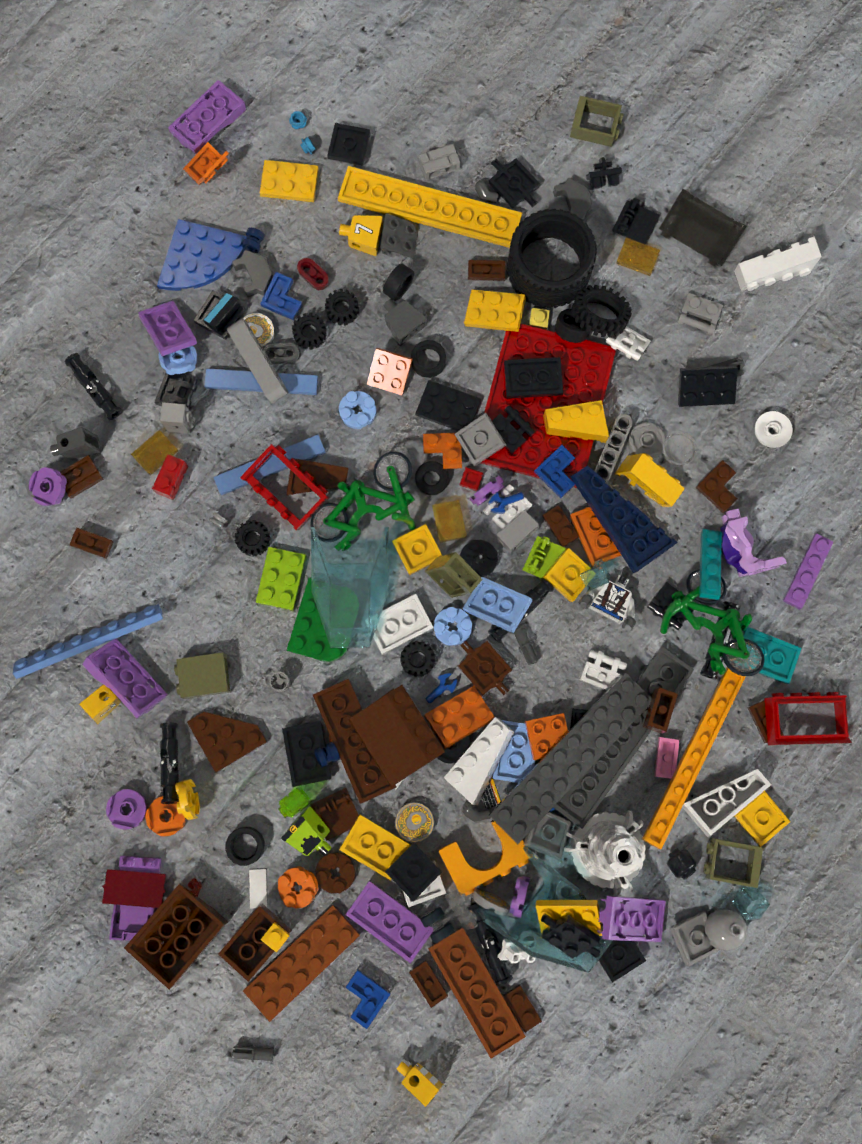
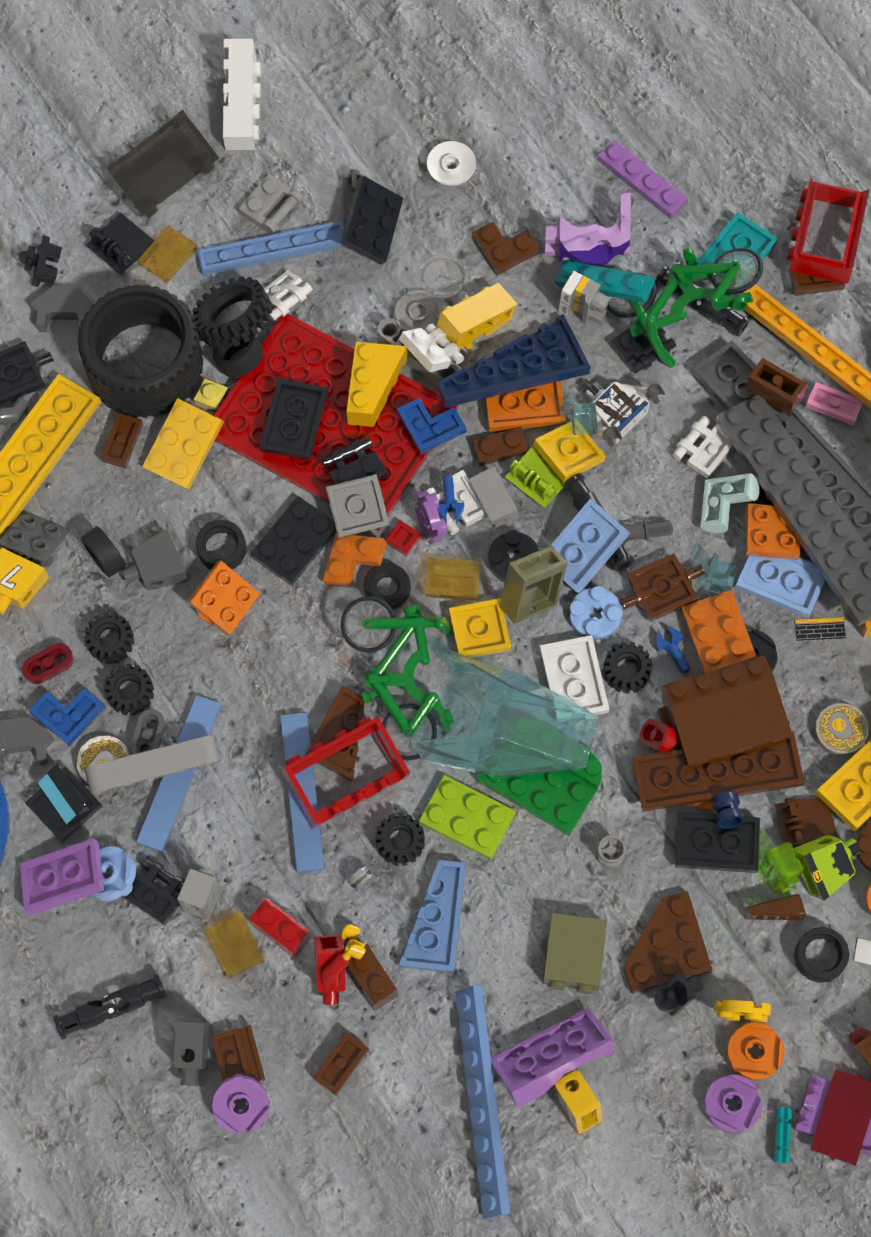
camera: 70 degrees left, 10 degrees down
(114, 848) = (782, 1135): none -> teal axle
(151, 515) = (332, 959): none -> red torso
(151, 545) = (372, 979): none -> reddish brown brick
(169, 759) = (690, 1026): black piece -> none
(187, 751) = (678, 993): none -> black hips
(196, 579) = (436, 930): none -> medium blue wing
(269, 809) = (780, 909): none -> reddish brown slope
(353, 400) = (257, 642): light blue plate -> none
(369, 692) = (658, 735): none -> red plate
(473, 814) = (849, 652): dark grey arm -> none
(475, 767) = (788, 624): white wedge -> none
(506, 707) = (720, 576): none -> clear light blue panel
(565, 691) = (720, 494): none -> light aqua brick
(610, 452) = (426, 347): none -> white plate
(665, 323) = (271, 247): none -> medium blue tile
(692, 554) = (583, 298): none -> light grey hips

